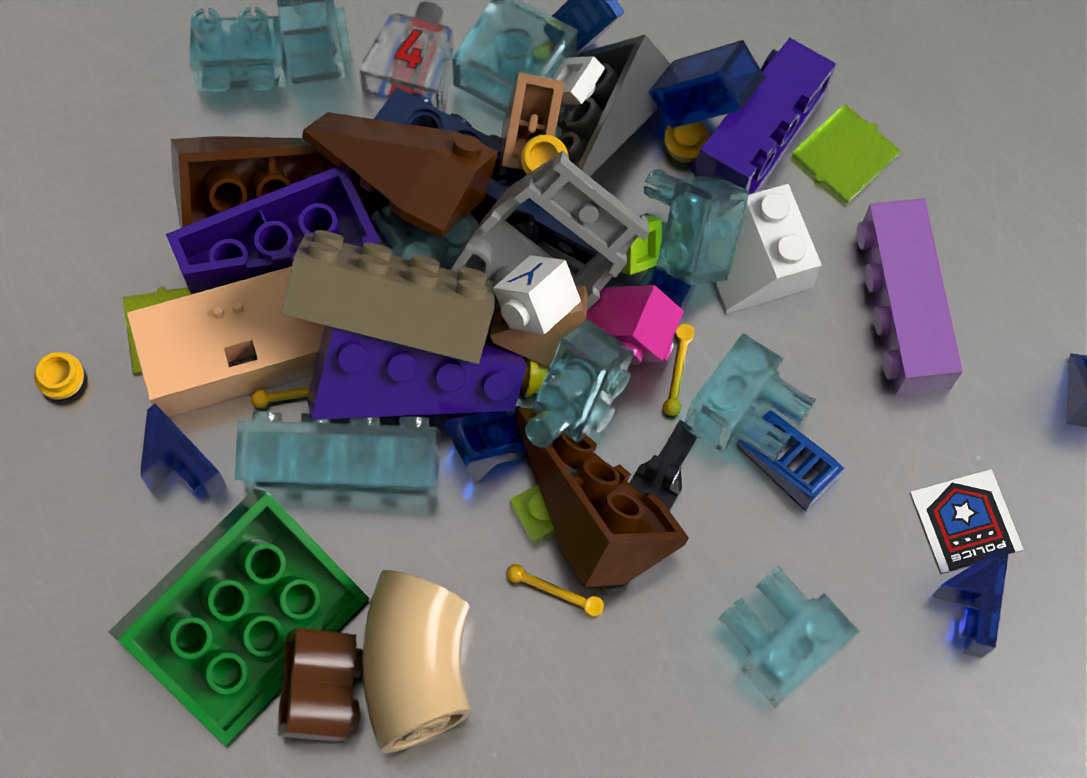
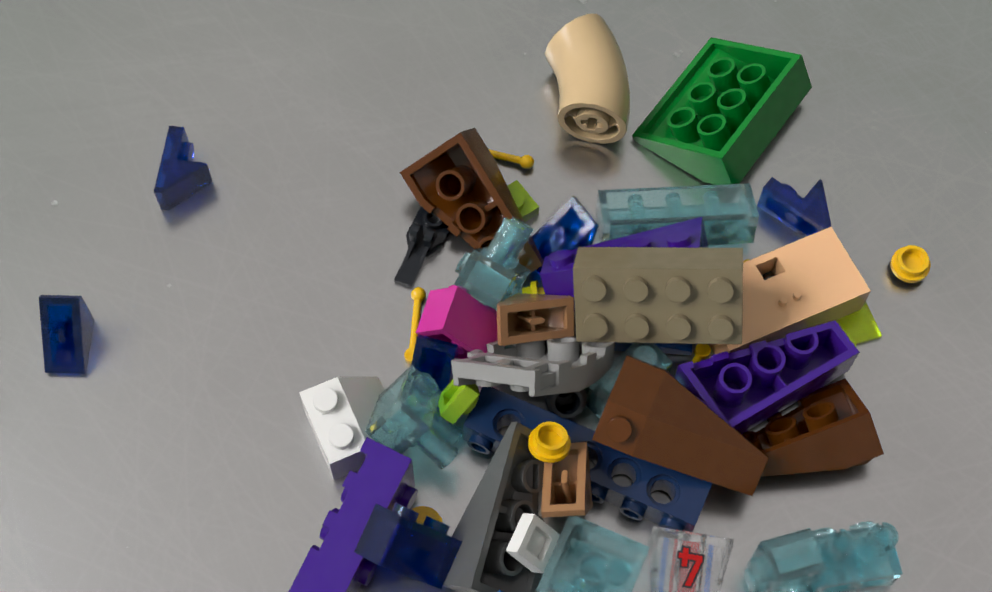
camera: 175 degrees right, 5 degrees down
(318, 685) = (654, 66): reddish brown brick -> none
(537, 294) = (540, 312): white brick -> none
(730, 396) = (367, 296): clear light blue brick -> none
(788, 658) = (314, 121): clear light blue brick -> none
(791, 481) = (303, 243): blue slope -> none
(846, 153) = (273, 538): clear neon green piece -> none
(909, 297) = (221, 398): medium lavender brick -> none
(966, 520) = (182, 237): sticker -> none

